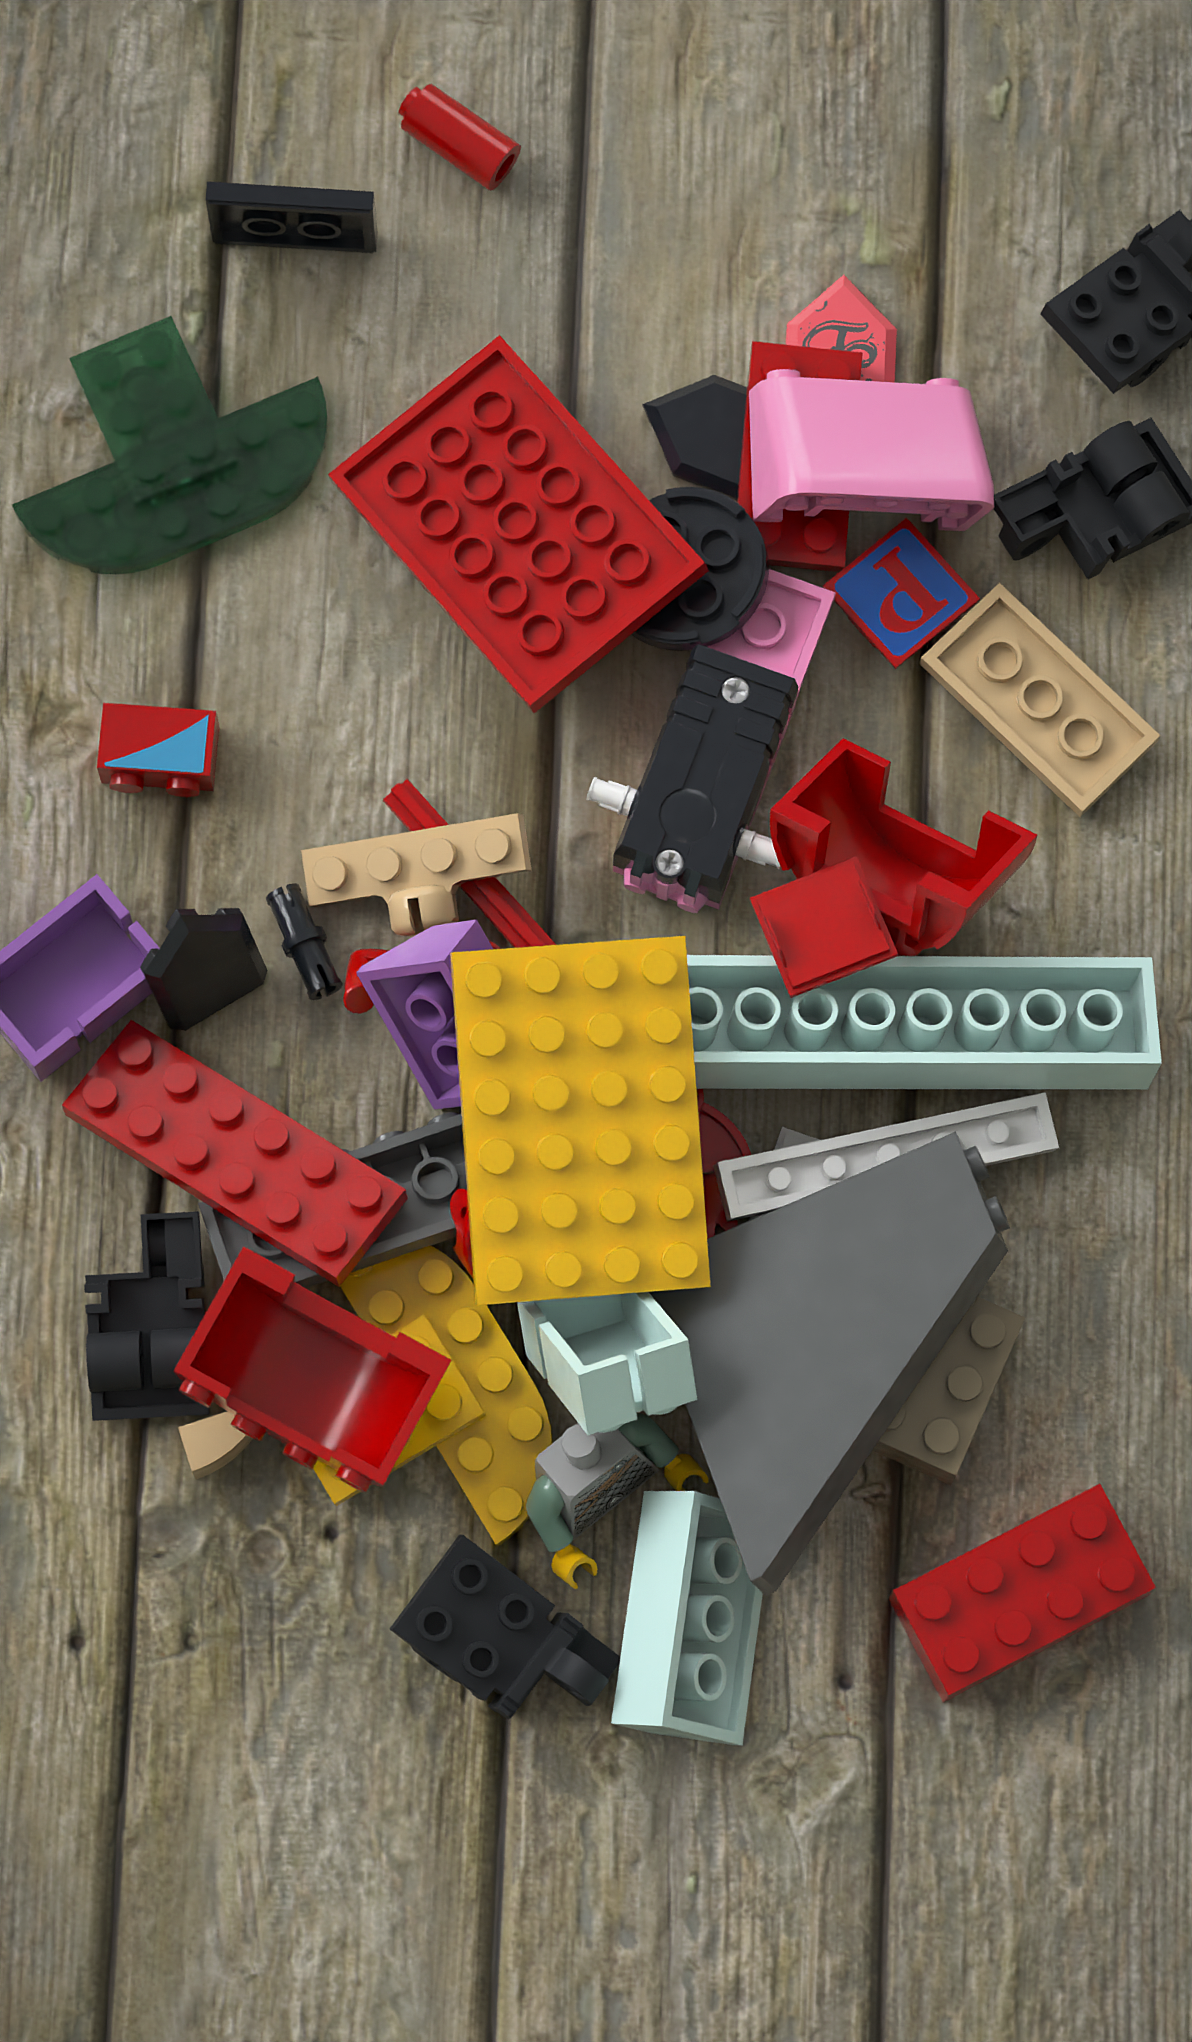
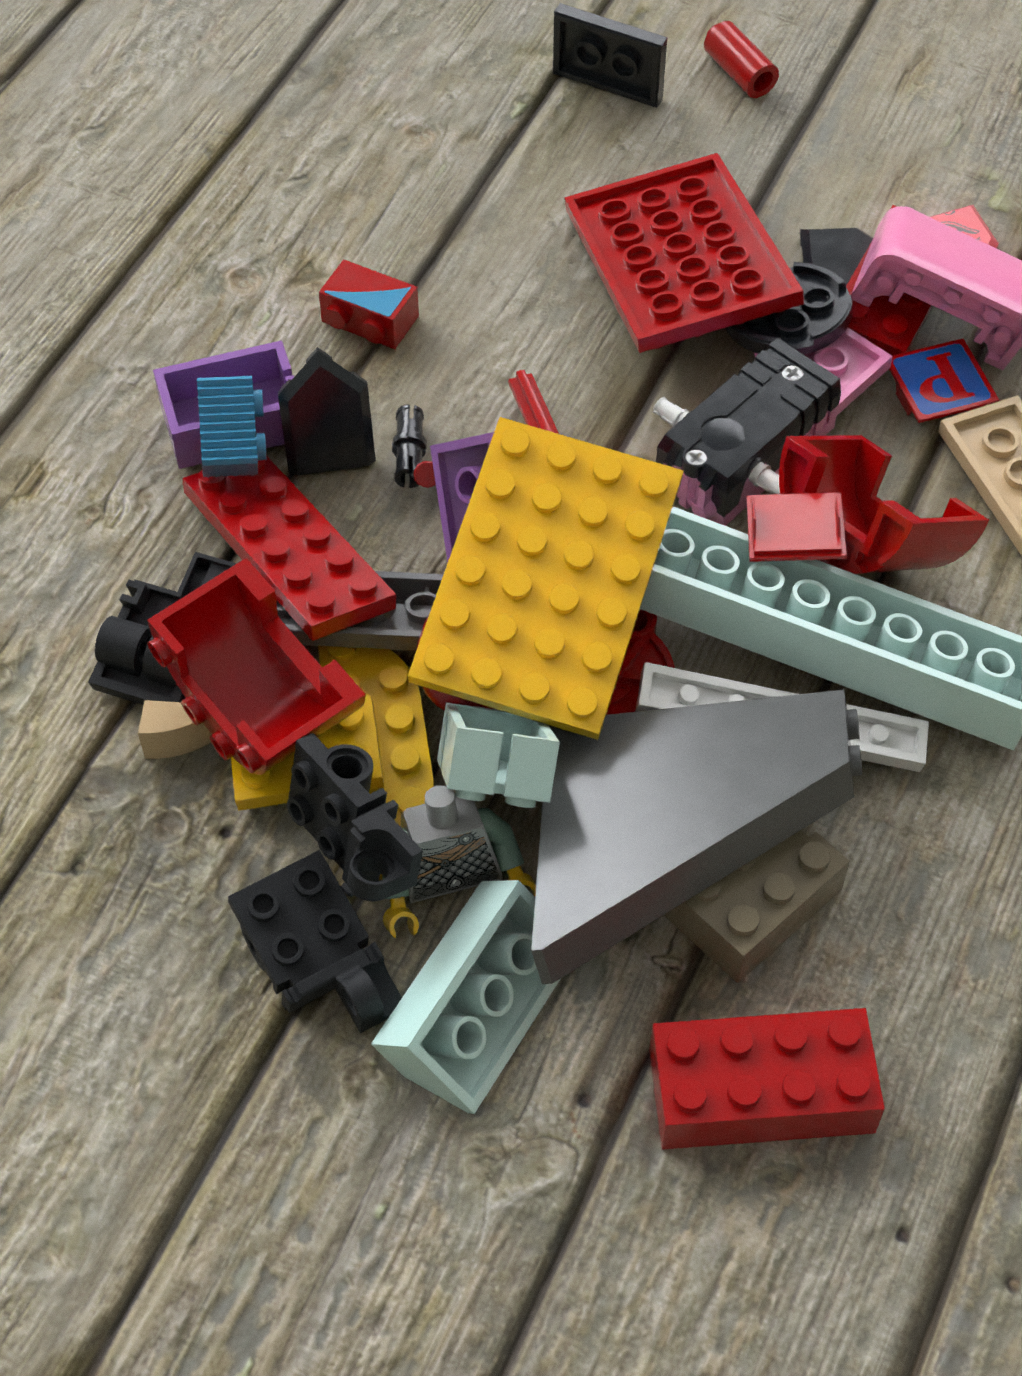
camera: 25 degrees right, 20 degrees down
(104, 1036) = (228, 426): none -> dark azure brick
(176, 466) = (466, 164): clear green plate -> none
(417, 868) = (477, 413): tan plate -> none
(464, 1485) = (349, 824): none -> black plate

